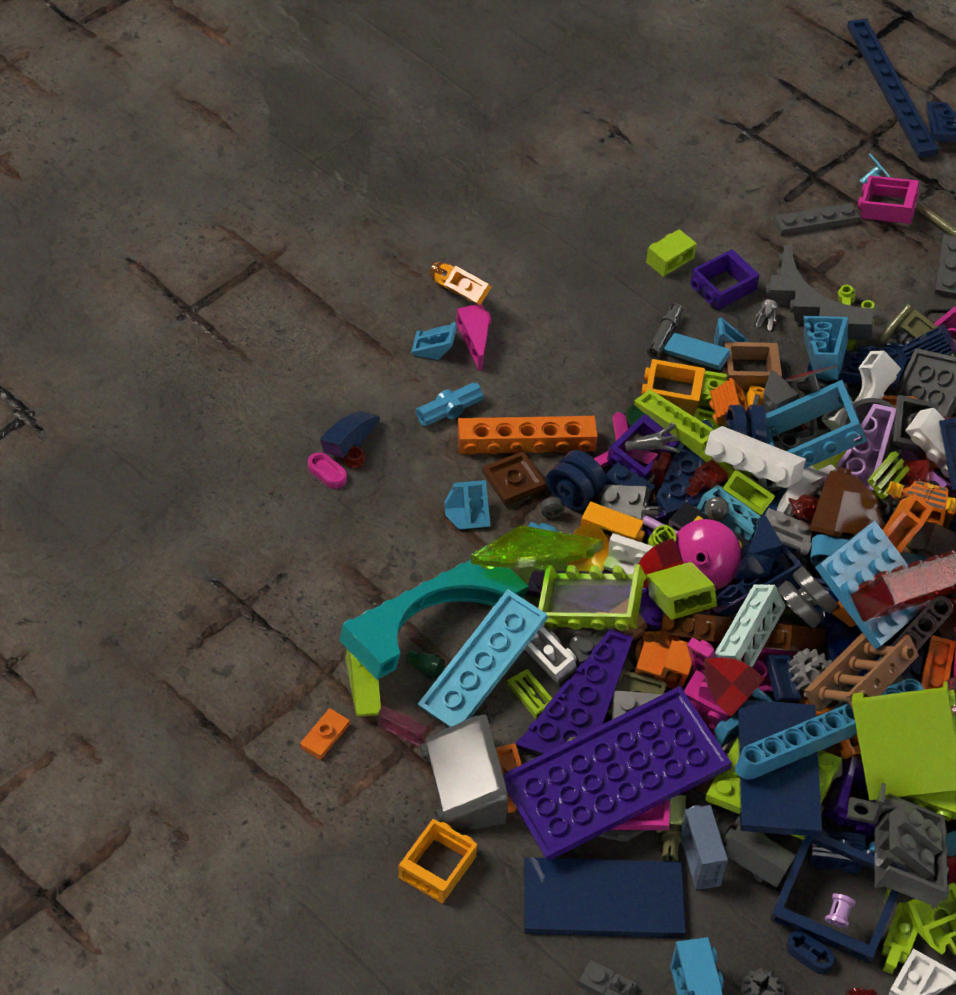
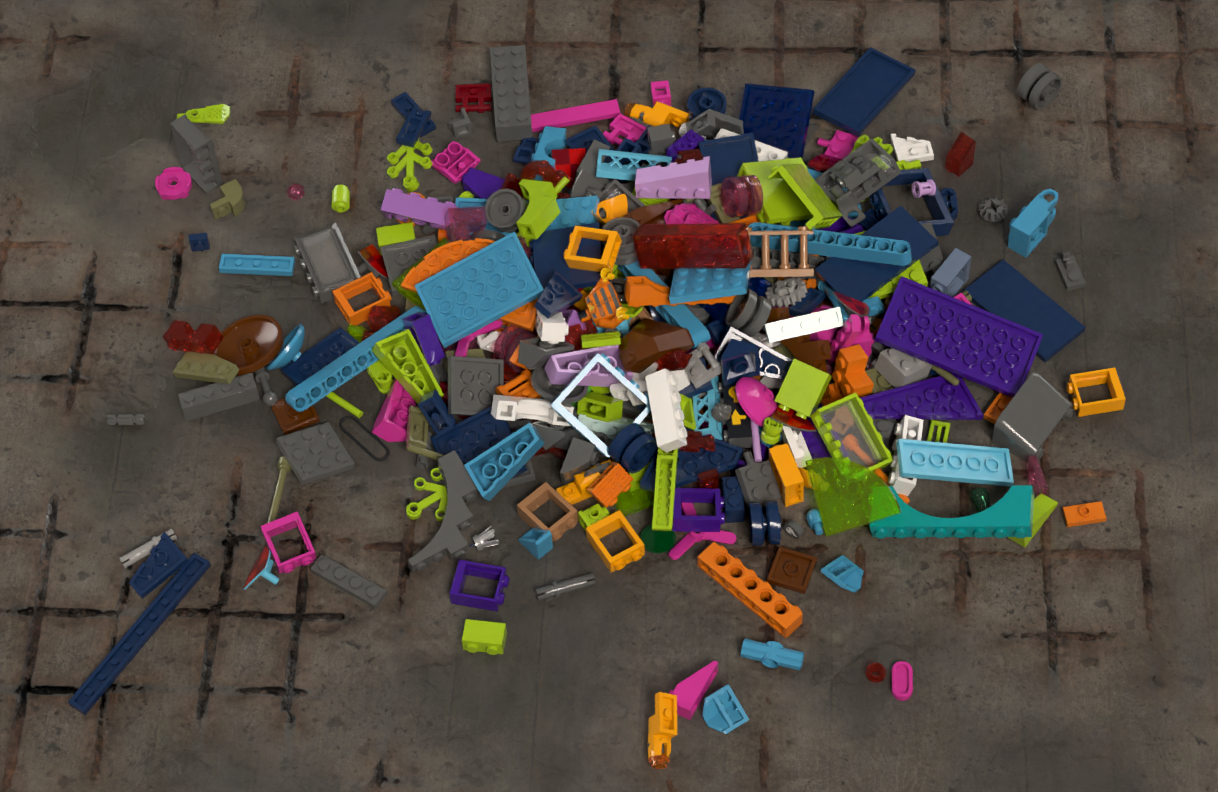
camera: 125 degrees left, 5 degrees up
(348, 432) = (861, 687): dark blue slope -> none
(654, 441) = (696, 488): dark grey piece -> none
(697, 351) = (571, 547): dark azure tile -> none
(811, 382) = (558, 435): dark grey shield -> none

